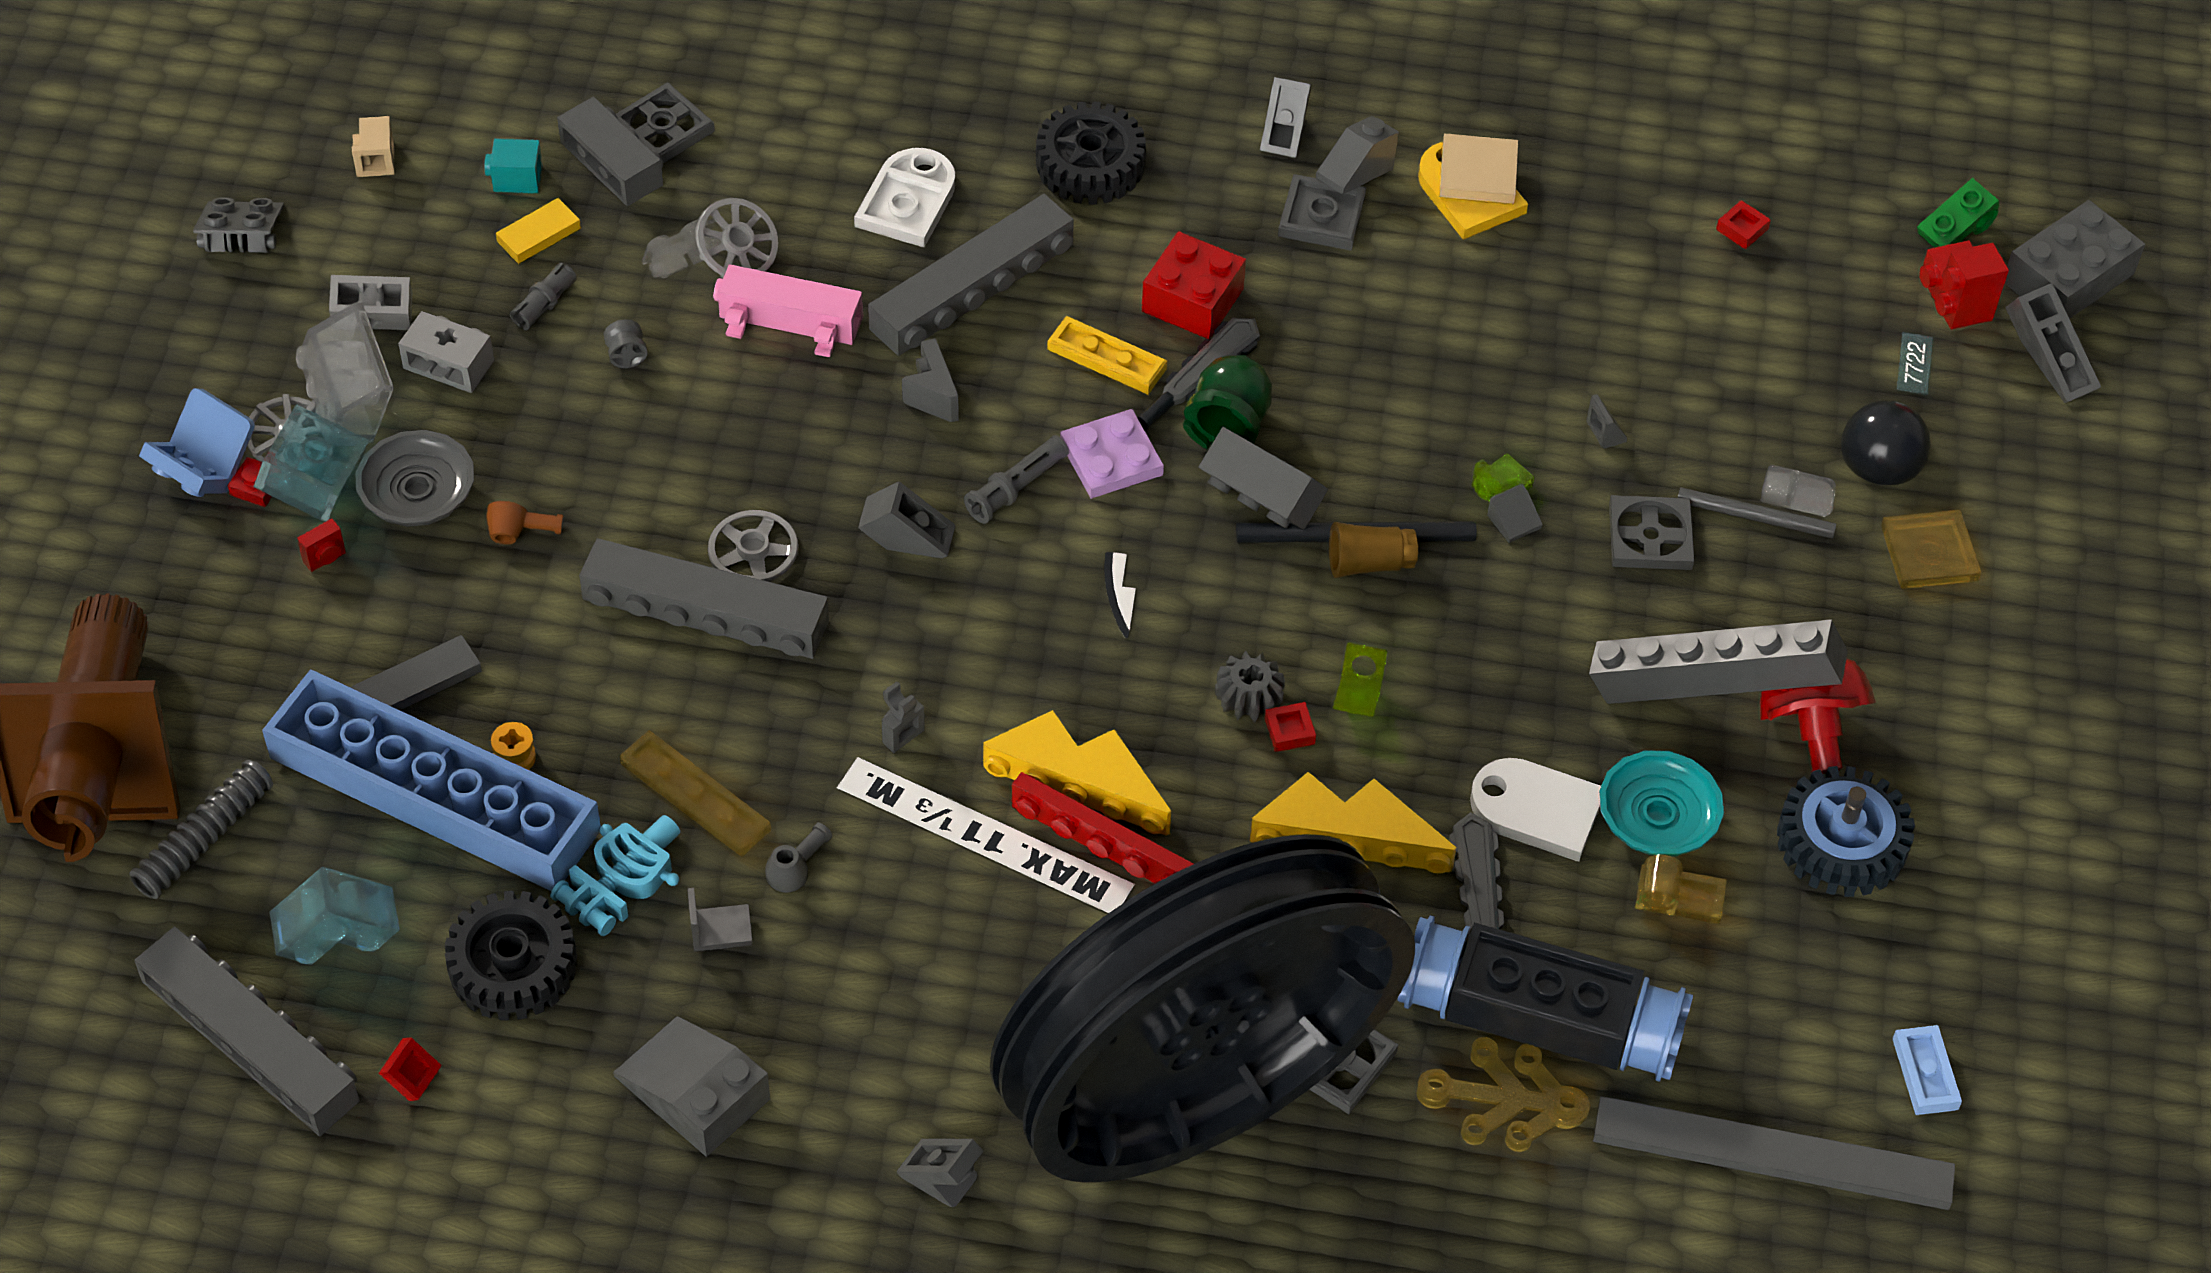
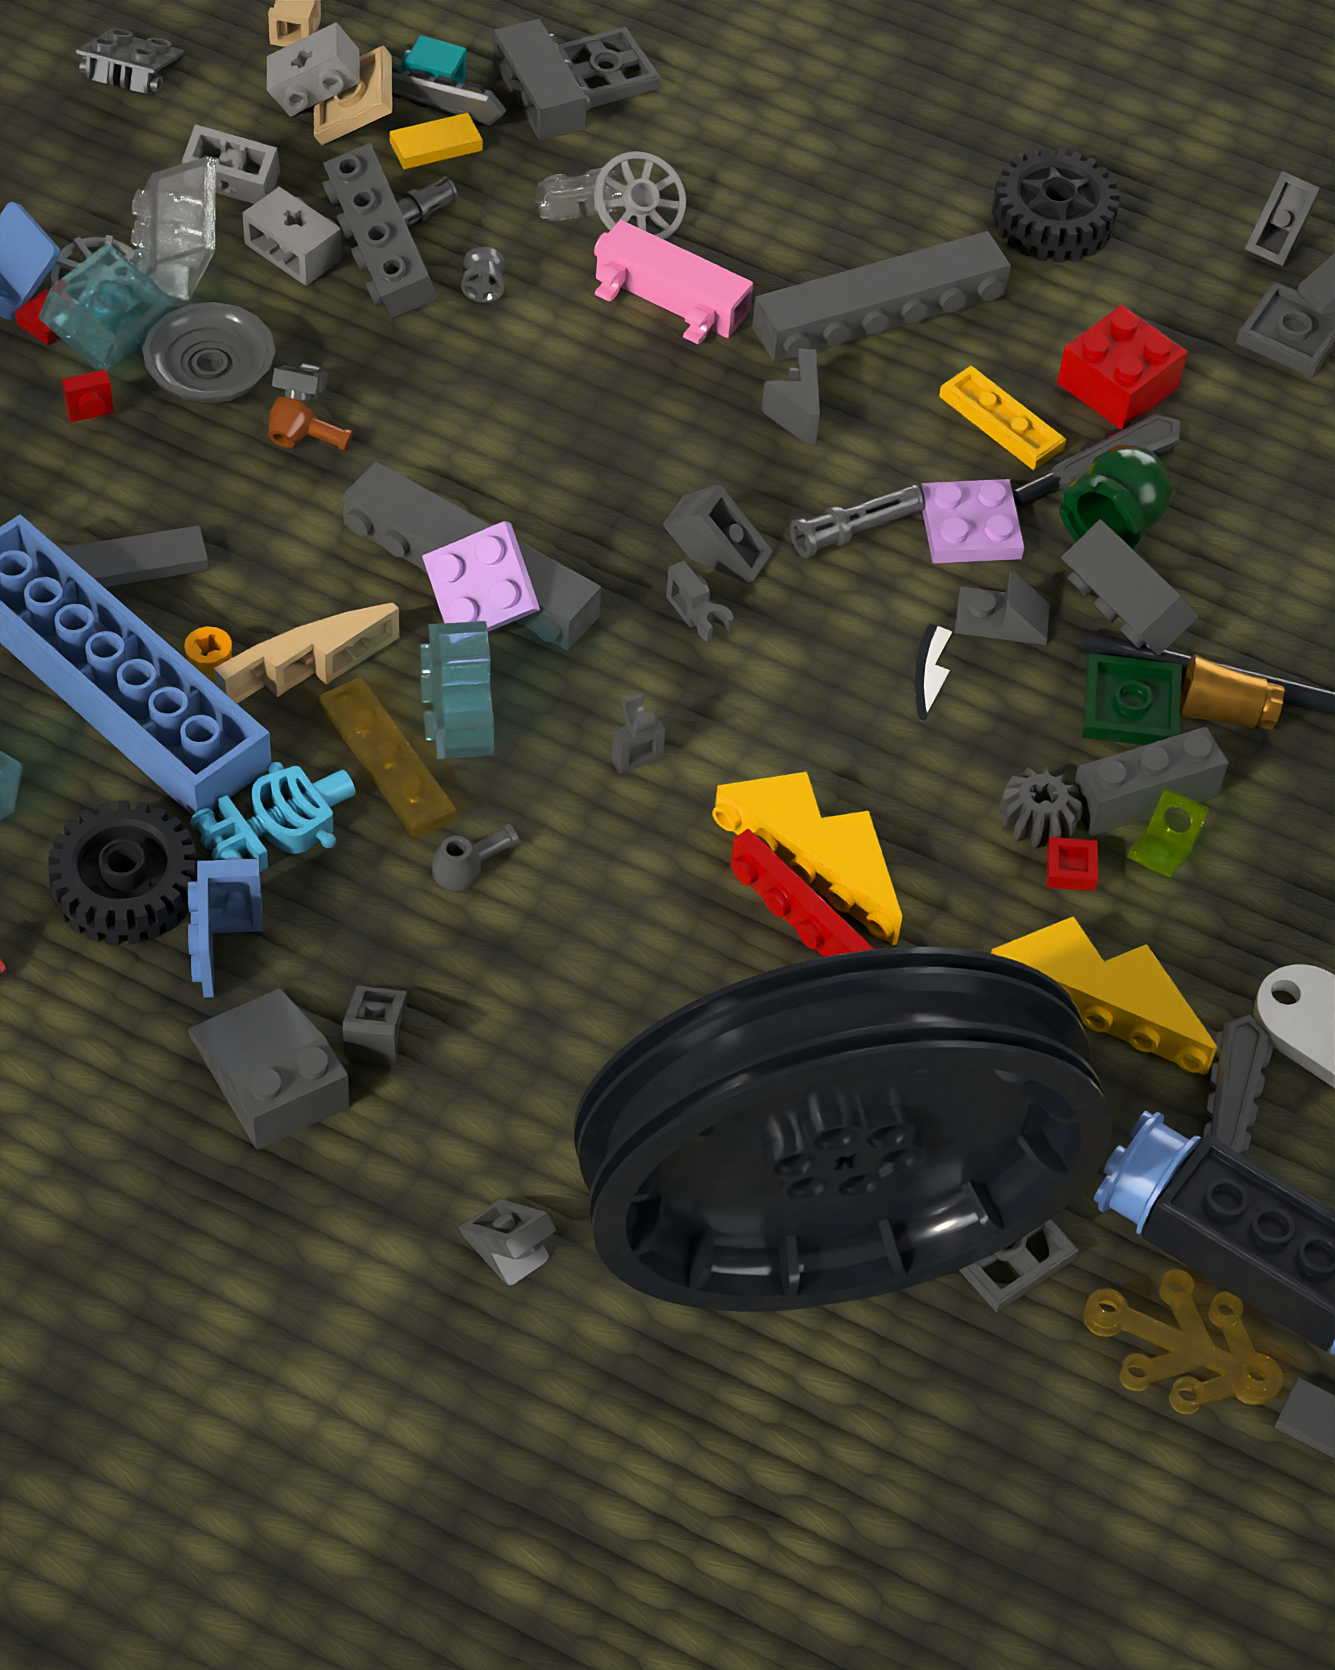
camera: 15 degrees right, 0 degrees up
(411, 194) = (313, 69): none -> light grey brick
(452, 208) = (359, 103): none -> tan tile
(506, 483) = (300, 382): none -> dark grey plate
(510, 186) = (447, 95): none -> dark grey sword
(524, 328) = (380, 231): none -> dark grey brick
(605, 715) = (321, 647): none -> tan slope
(610, 955) = (221, 901): none -> medium blue bracket
(719, 926) = (356, 903): flat silver bracket -> none
(725, 621) = (482, 578): none -> lavender plate
(738, 720) = (458, 689): none -> clear light blue brick
(754, 545) = (546, 515): light grey wheel -> none
(769, 1024) = (373, 1025): none -> dark grey slope
(903, 586) = (690, 598): none -> dark grey plate
(906, 200) = (840, 206): white tile -> none
(985, 836) = (672, 874): white sticker -> none
(1171, 527) = (1009, 615): none -> dark grey slope
(1294, 574) = (1131, 699): none -> dark green plate
(1320, 643) = (1130, 783): none -> dark grey brick

